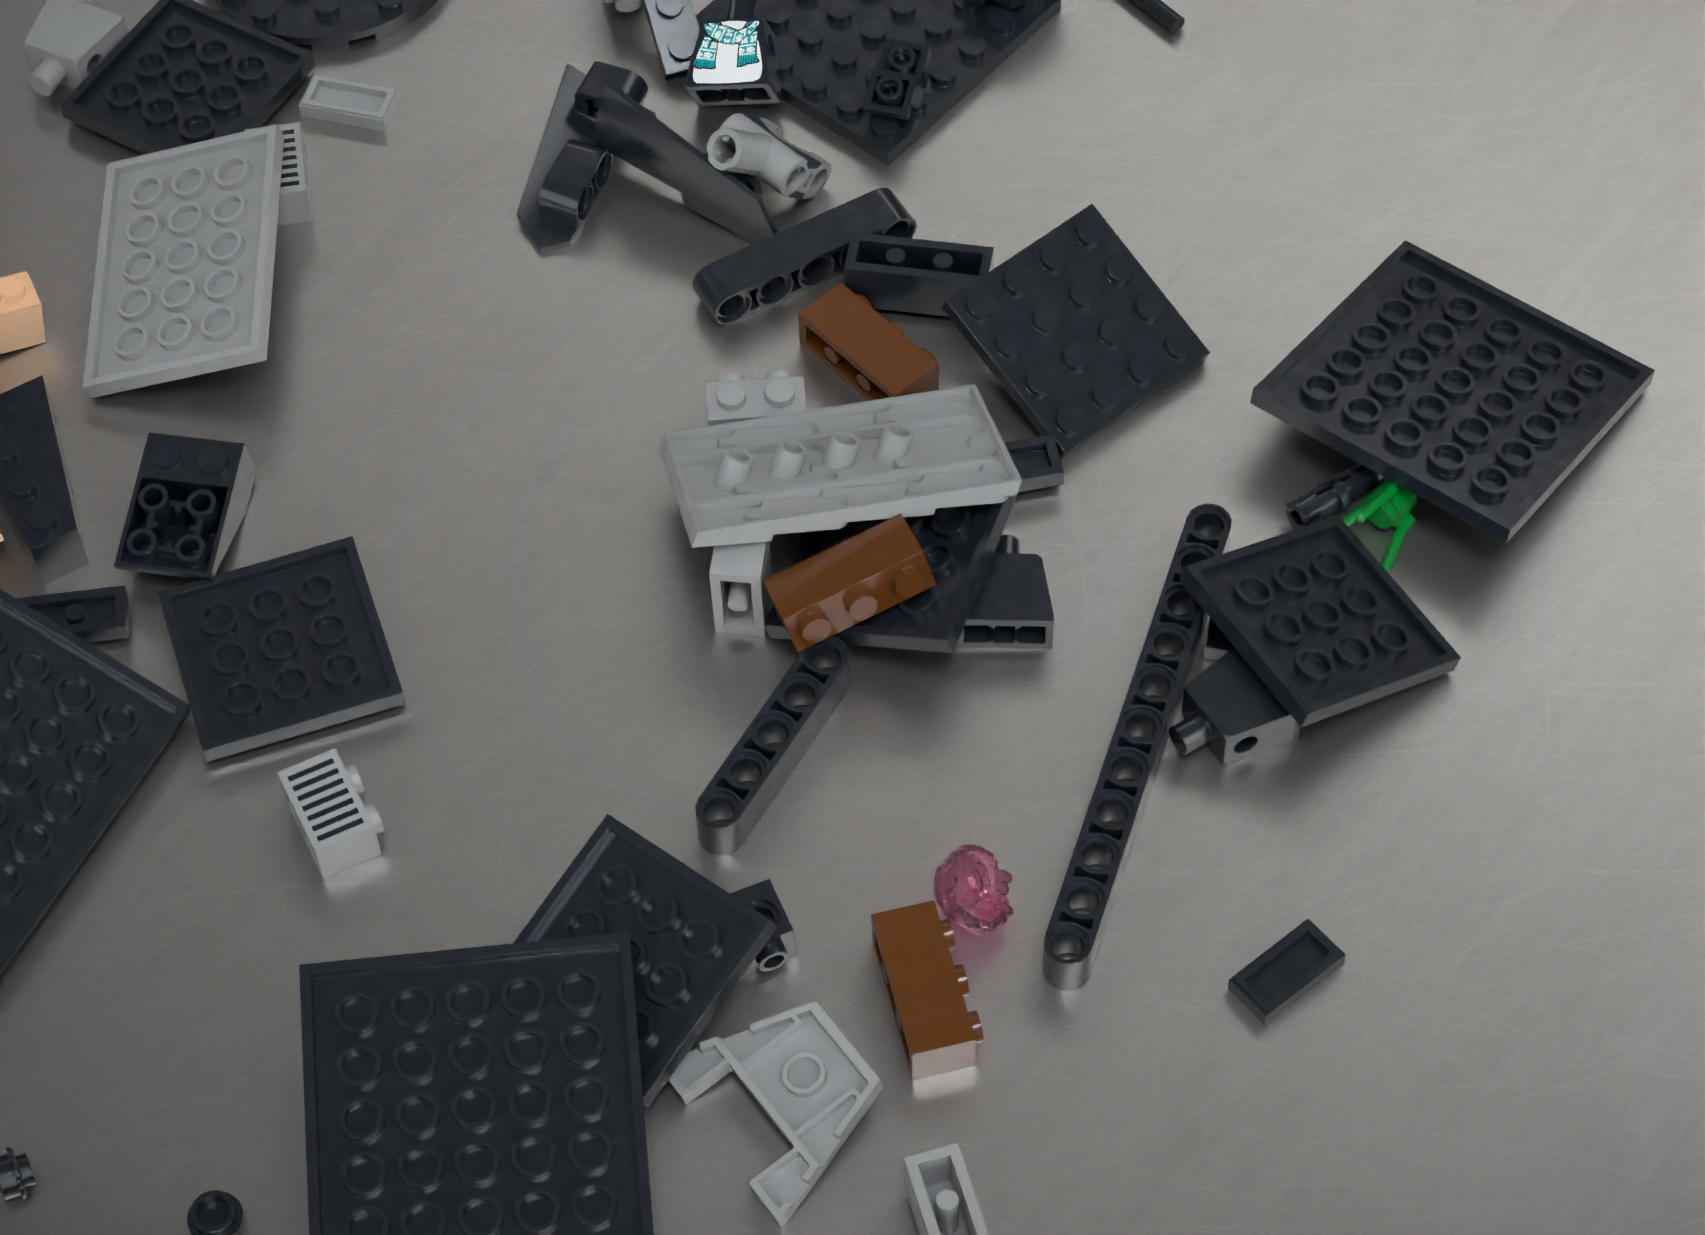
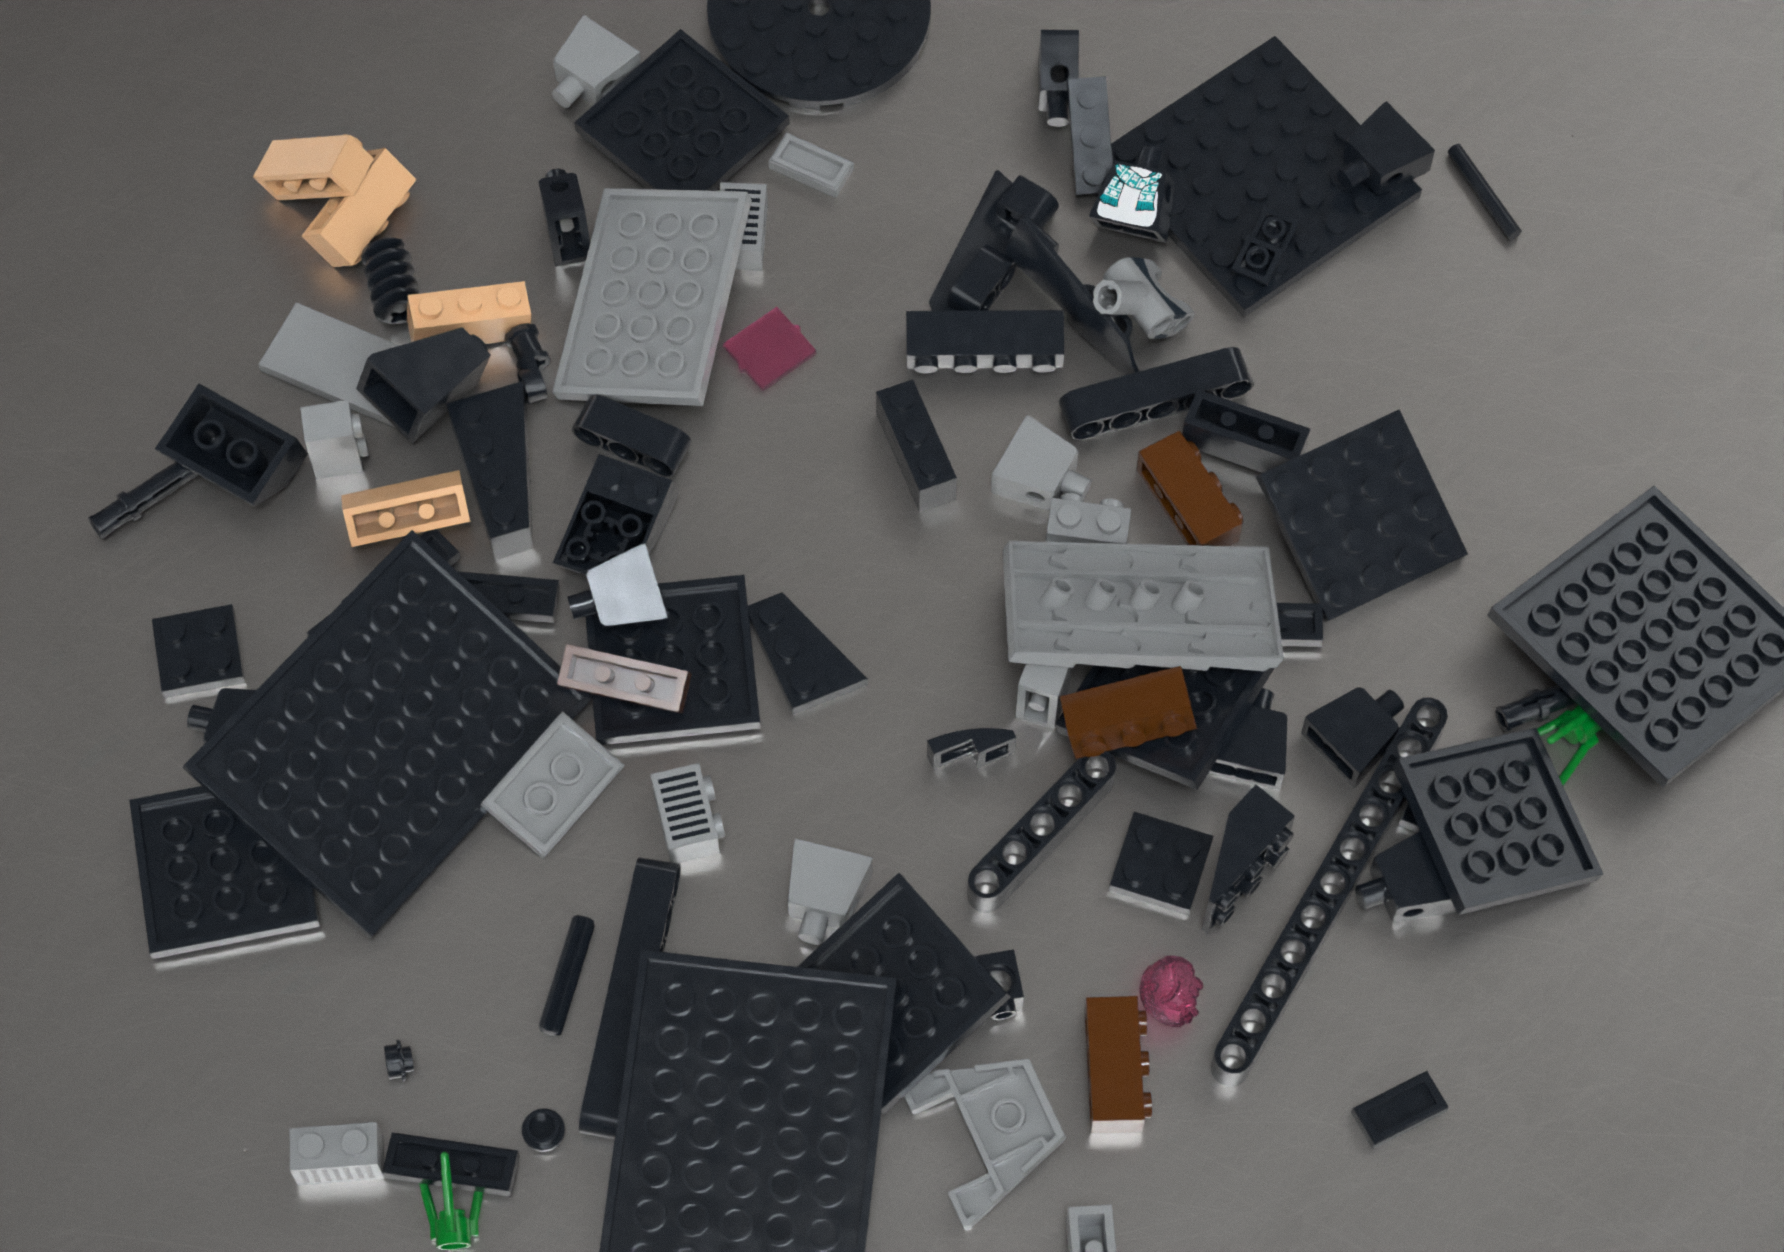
camera: 10 degrees right, 10 degrees up
(50, 359) = (530, 360): none -> black connector
(60, 187) = (560, 201): none -> black torso
(156, 815) = (552, 785): none -> light grey tile
(185, 411) = (631, 435): none -> black beam
(204, 575) = (622, 592): none -> torso
(213, 1031) = (566, 975): none -> black axle
(223, 668) = (624, 678): none -> brick
(301, 936) = (643, 928): none -> black beam
(337, 298) = (769, 348): none -> clear pink piece
(440, 615) = (801, 656): none -> black wing
(520, 859) = (825, 887): none -> light grey torso
(533, 361) = (916, 445): none -> black brick
(590, 236) = (985, 340): none -> black brick
(680, 663) = (983, 744): none -> black slope
(681, 355) = (1038, 467): none -> light grey torso
(928, 755) = (1161, 863): none -> black plate
(1033, 705) = (1252, 840): none -> black slope
(1123, 563) = (1354, 731): none -> black torso

